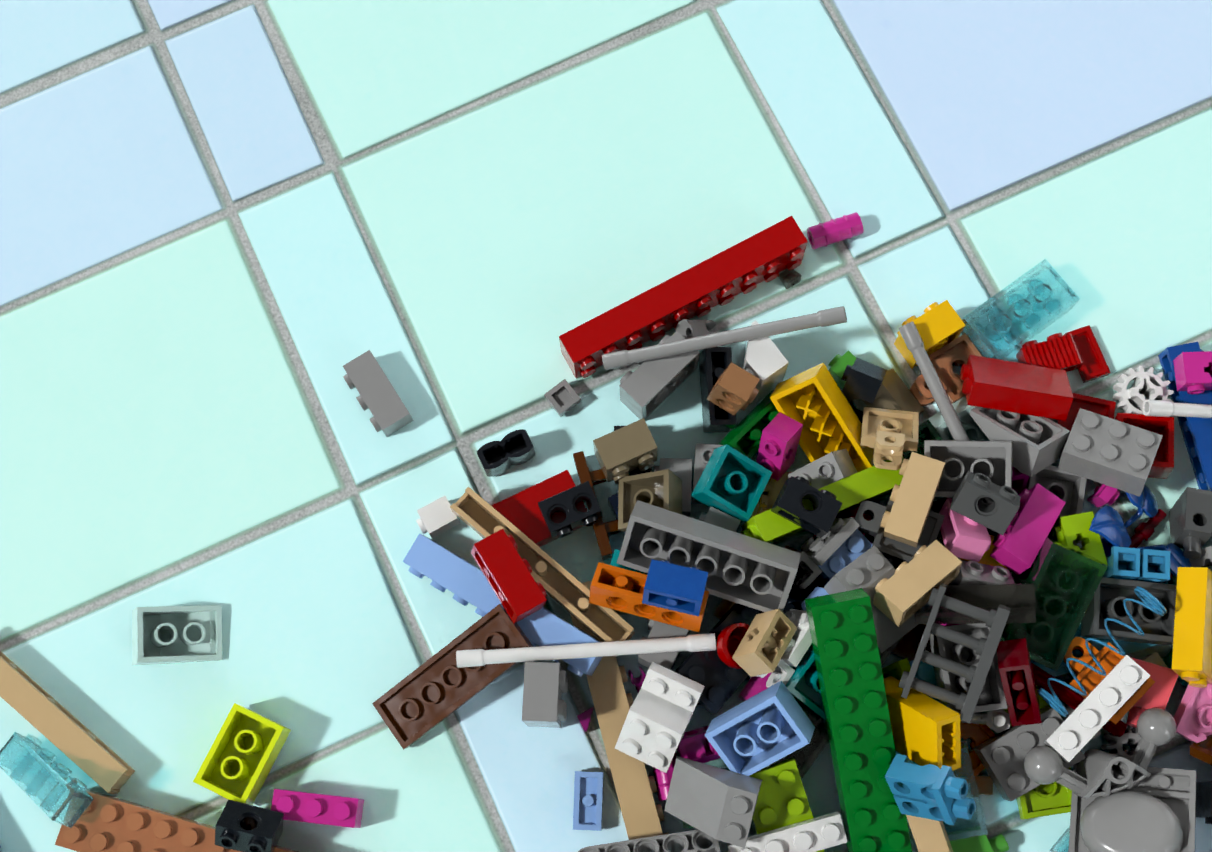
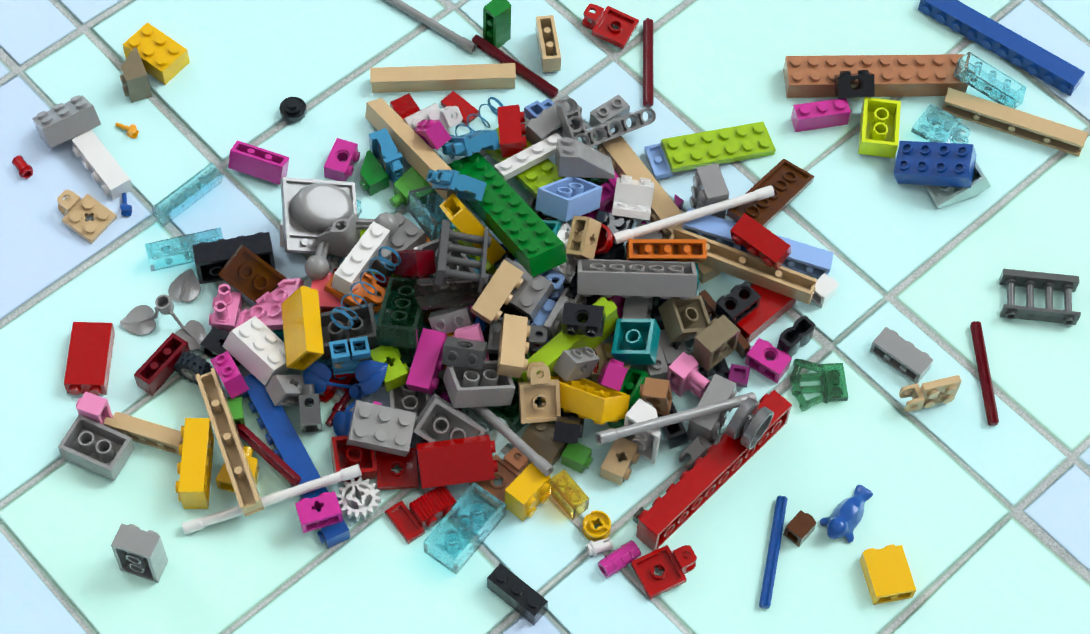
camera: 155 degrees right, 15 degrees down
(145, 721) = (948, 130): none -> clear light blue plate
(158, 448) = (1044, 281): none -> dark grey fence
(196, 656) = (935, 164): none -> blue brick
(282, 344) = (984, 373): none -> dark red axle
(368, 320) = (930, 393): none -> tan plate
(485, 380) = (831, 383): none -> clear green plate
(491, 798) = (717, 146): none -> lime plate
(523, 125) = (887, 574): none -> yellow brick
(539, 210) = (847, 515): none -> blue animal
(548, 421) = (772, 369): none -> dark pink brick
(562, 397) = (772, 383): light grey plate -> none
(599, 425) = (739, 374): none -> magenta plate
(602, 206) = (800, 528): none -> reddish brown brick
(631, 304) = (749, 423): none -> flat silver wheel
(644, 193) = (773, 552): none -> blue axle
(675, 434) = (685, 376): none -> bright pink brick
(675, 587) = (652, 247): blue brick -> none
(771, 202) = (673, 563): none -> red plate
(808, 344) = (618, 471): none -> tan brick
(851, 289) = (599, 518): none -> yellow wheel
(854, 253) = (599, 546): none -> white pin
(874, 324) = (568, 494): none -> clear yellow brick
(972, 219) = (517, 594): none -> black brick

